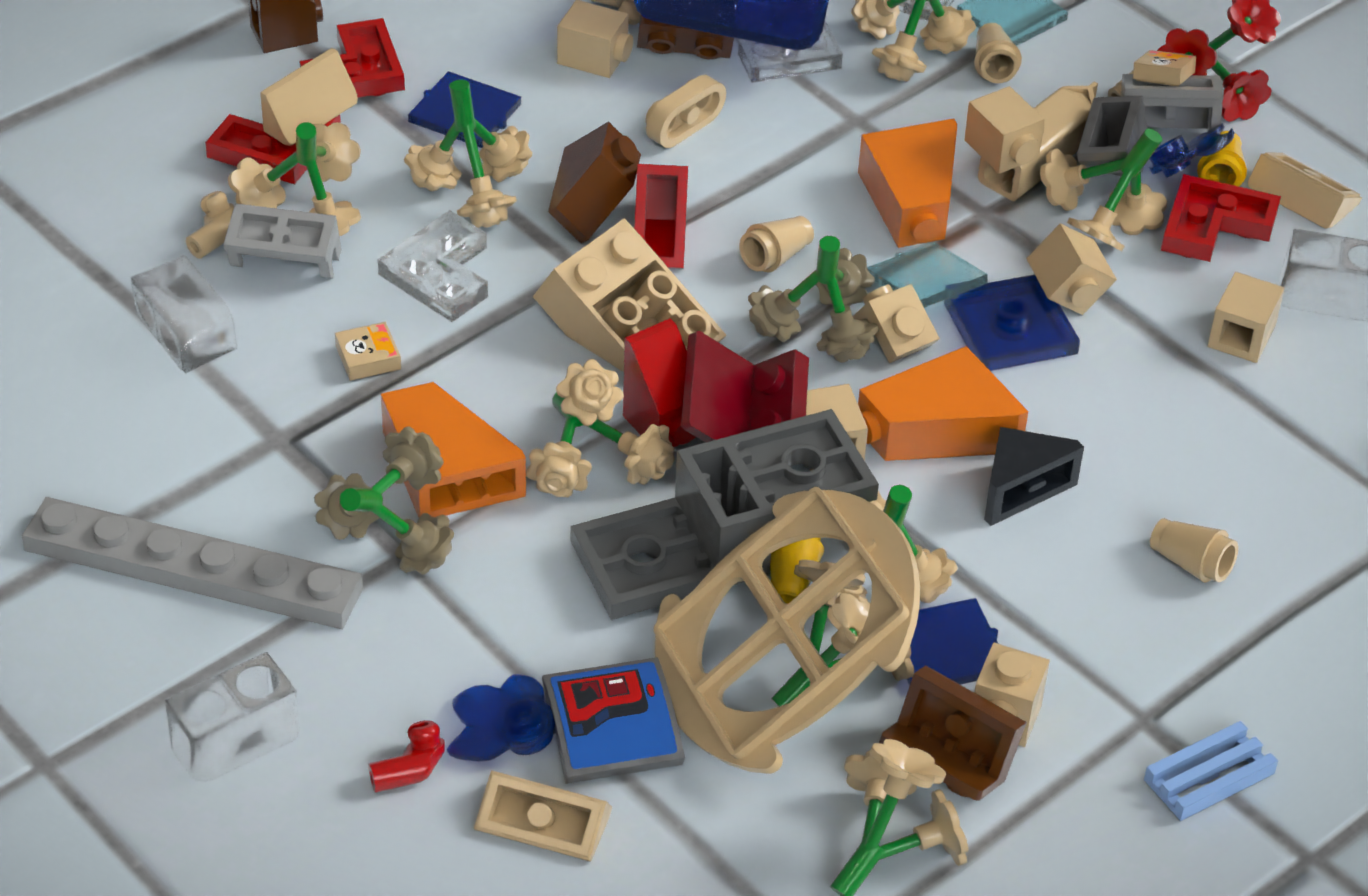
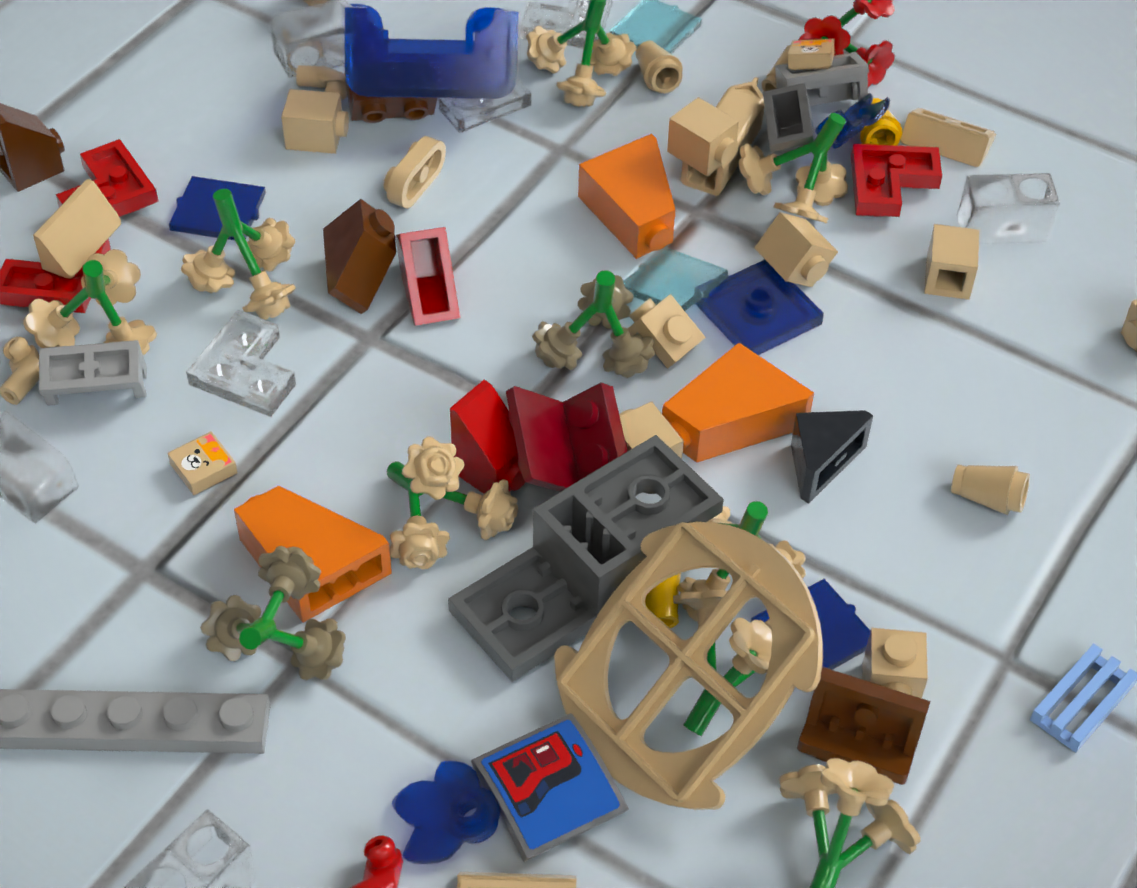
camera: 15 degrees left, 5 degrees up
(616, 291) = (422, 364): tan slope -> none
(774, 242) = (532, 279): tan cone -> none

